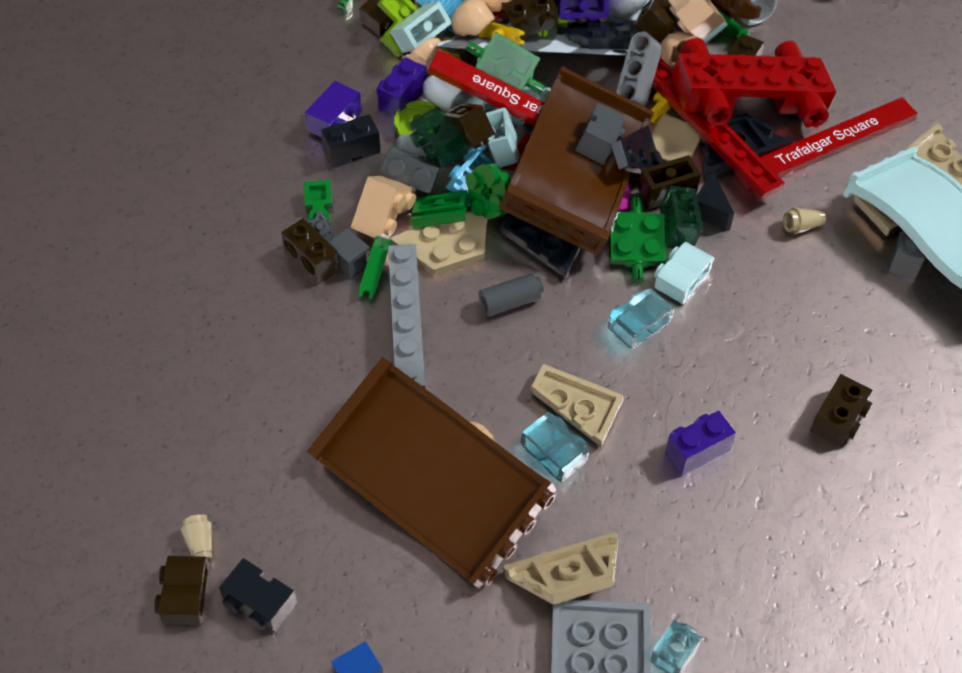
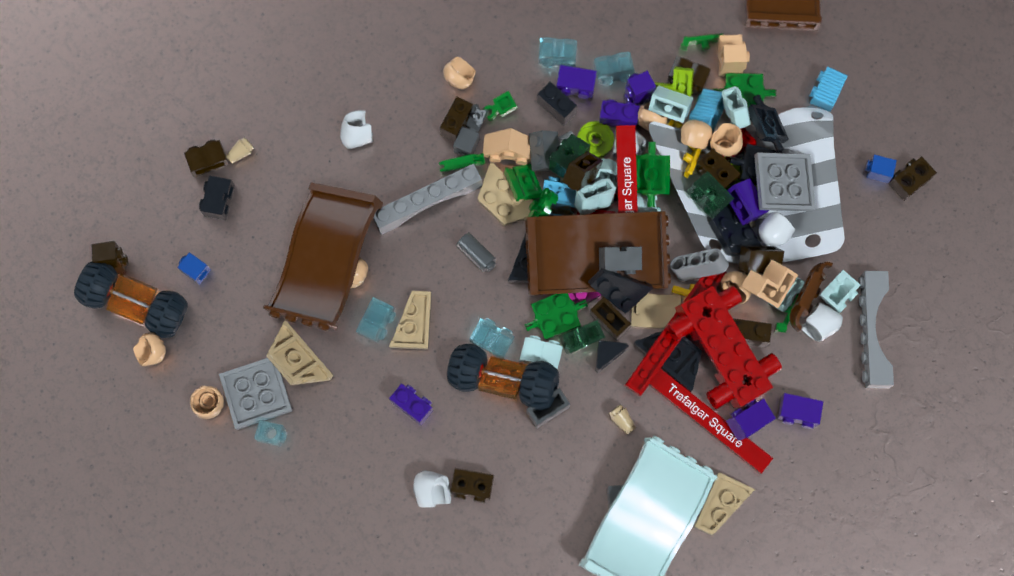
camera: 70 degrees right, 20 degrees up
(248, 228) = (459, 73): none -> light nougat hair
(264, 374) = (355, 130): none -> white piece
(281, 119) = (557, 52): none -> clear light blue brick
(338, 66) = (614, 68): none -> clear light blue brick
(382, 50) = (639, 88): none -> dark purple brick
(559, 26) = (710, 195): none -> clear green brick
(730, 284) = (502, 377): none -> black plate
(764, 285) = (540, 417): none -> dark grey brick
(835, 459) = (431, 489): none -> white piece
(853, 51) = (800, 410): none -> dark purple brick
(854, 95) = (750, 419): none -> dark purple brick

